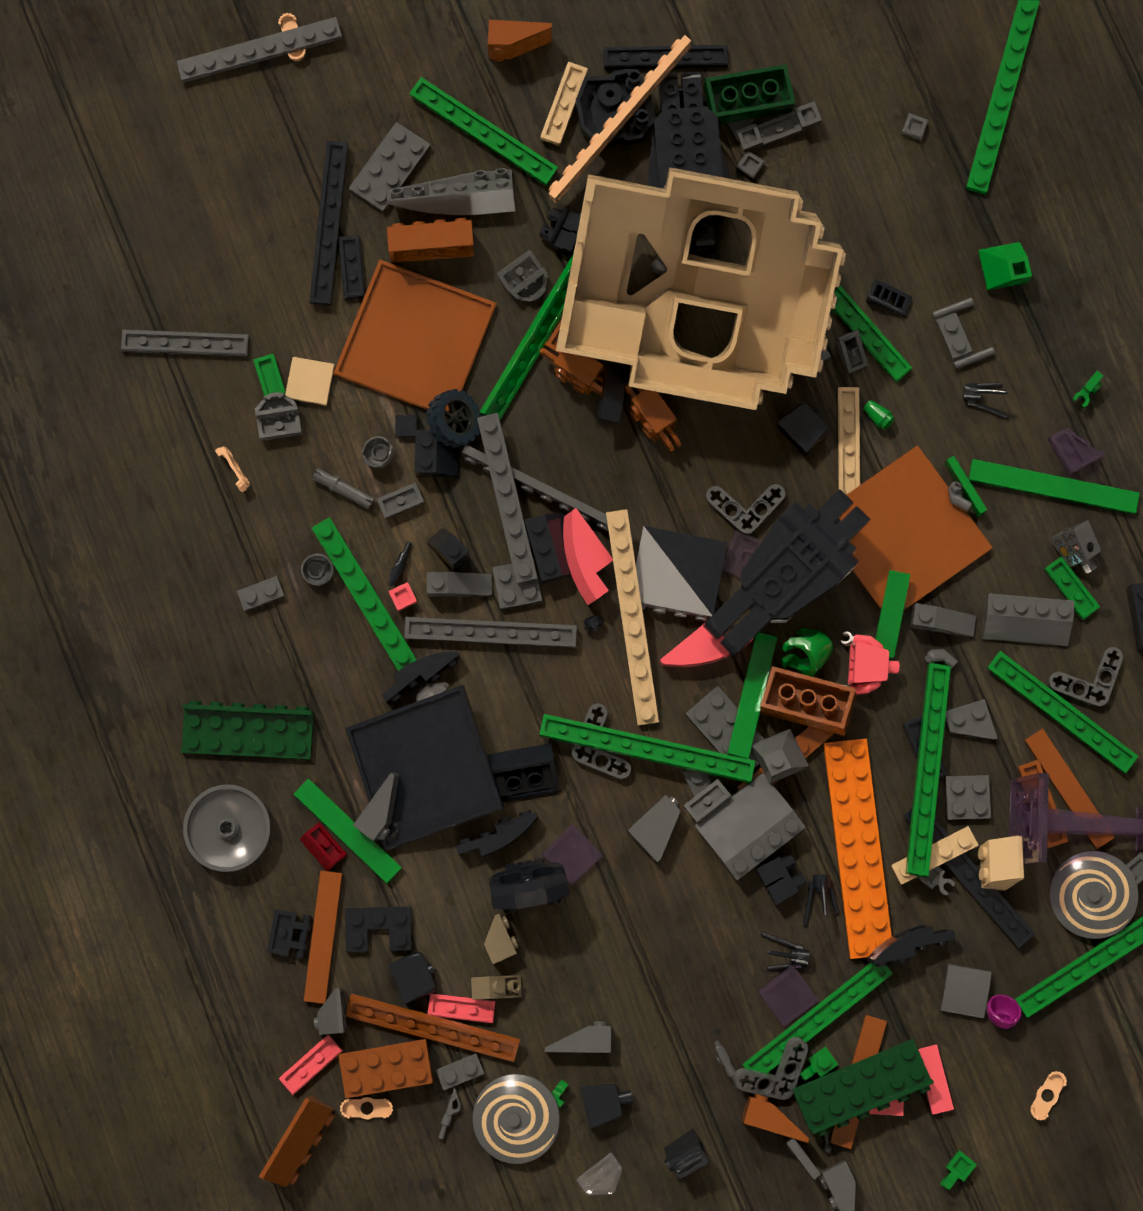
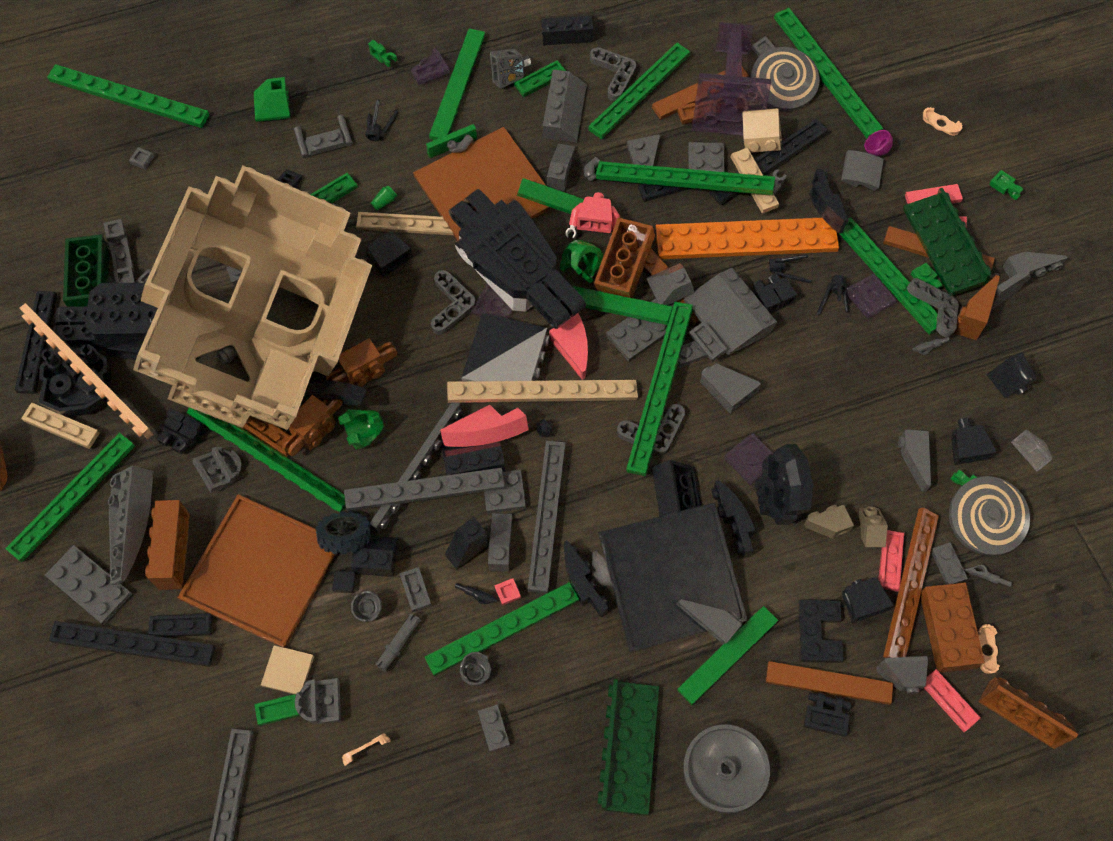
camera: 85 degrees left, 15 degrees down
(323, 846) = (743, 679): dark red slope -> none
(577, 425) = (361, 427): none -> green piece

